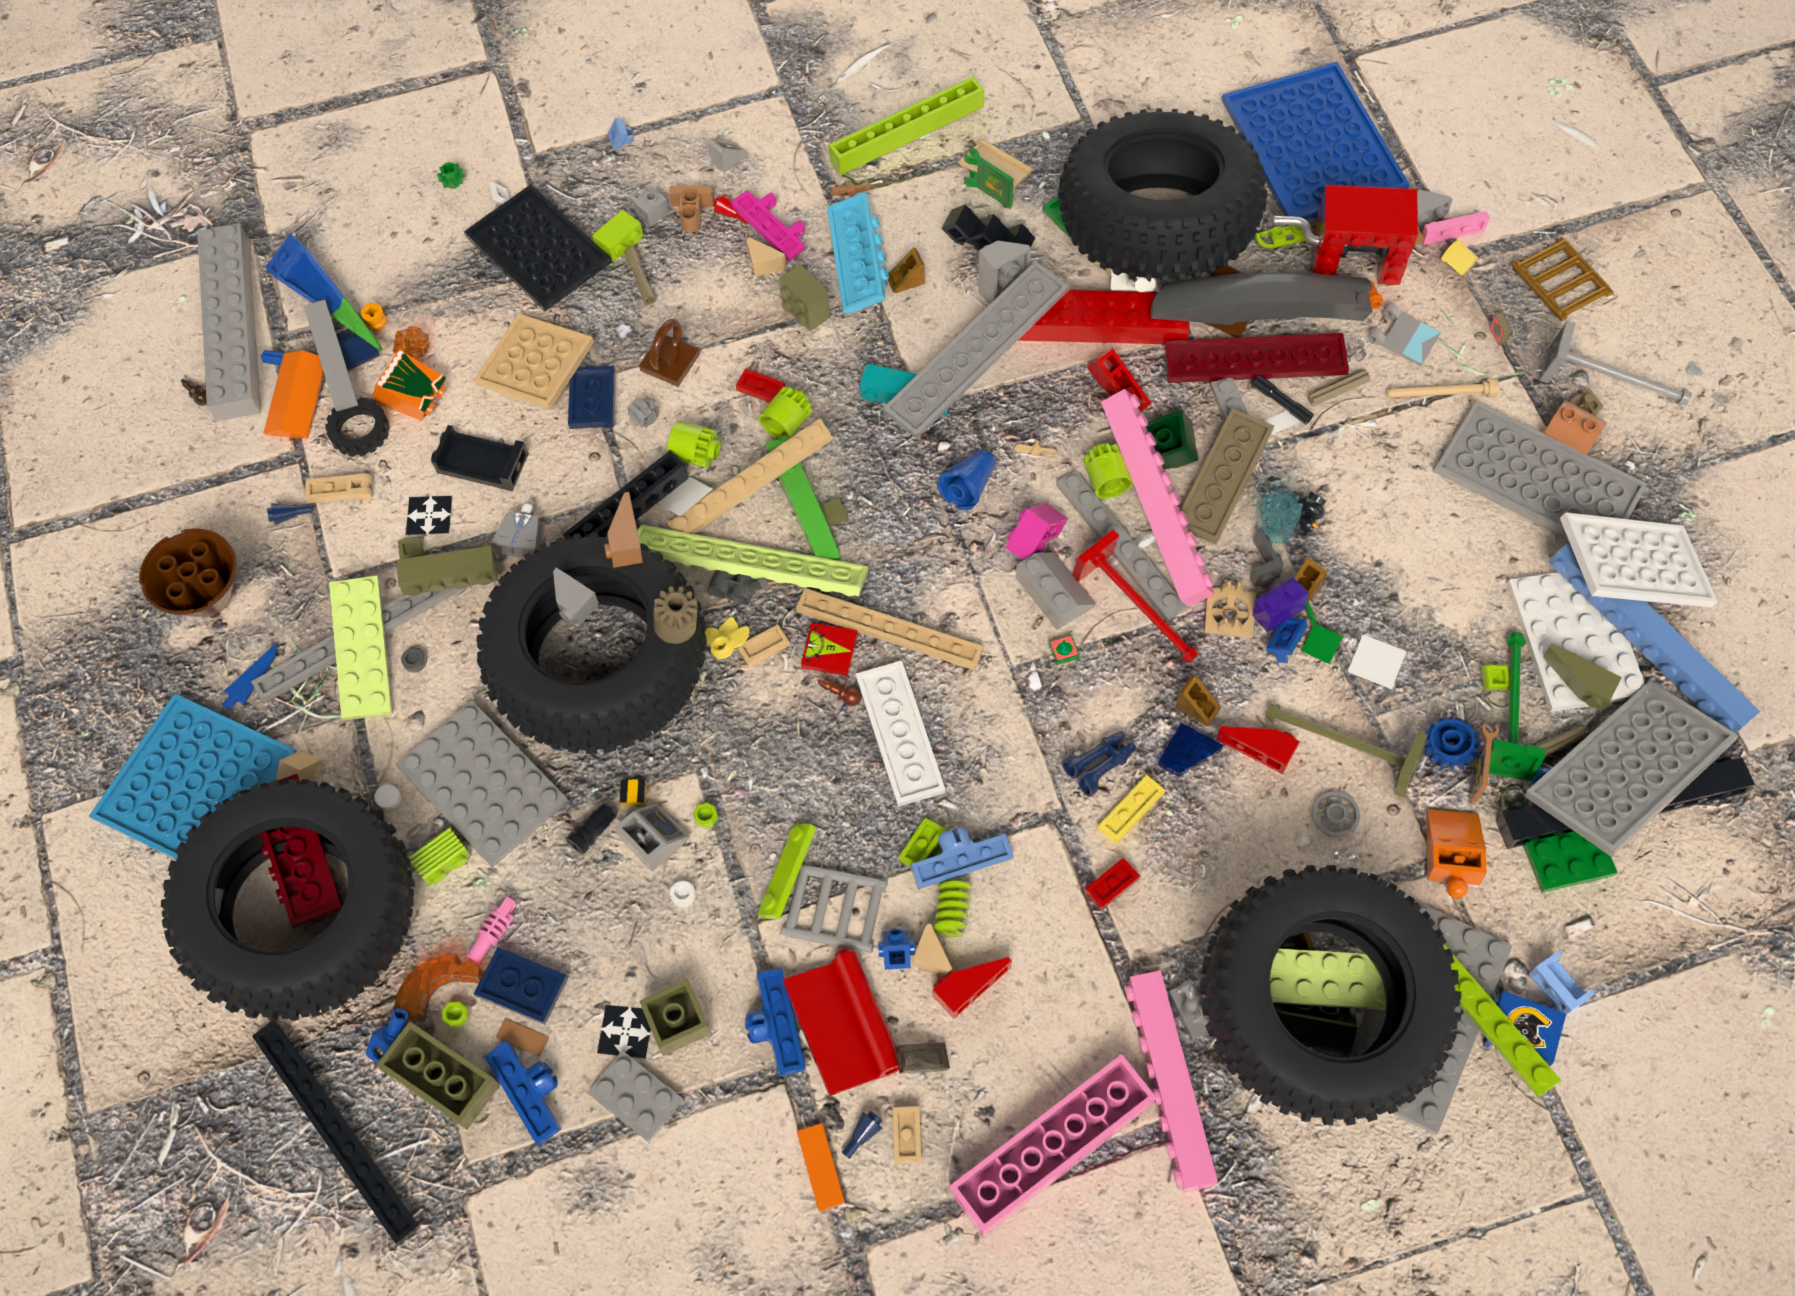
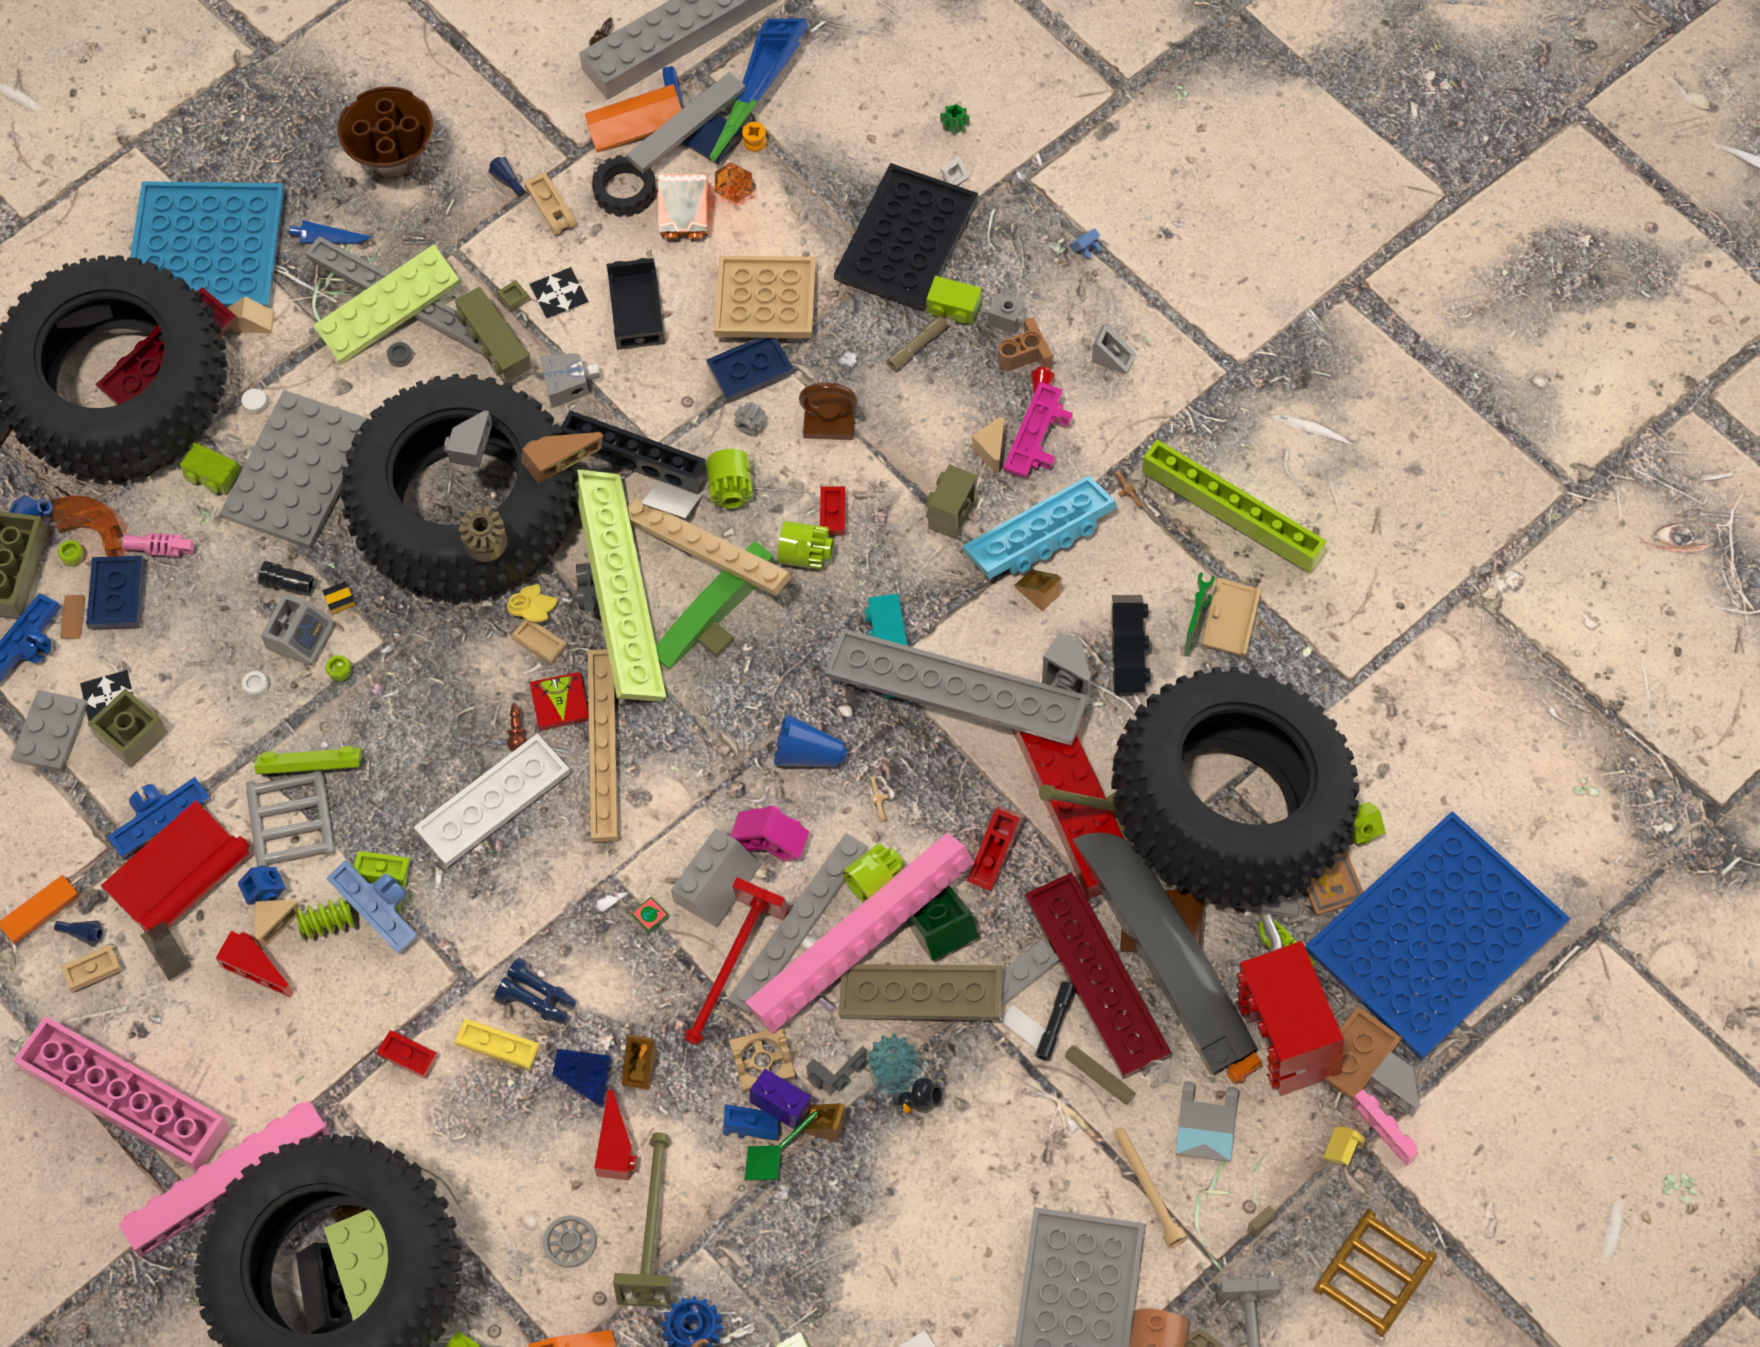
camera: 65 degrees right, 0 degrees up
(1377, 661) = (768, 1227): white sticker -> none

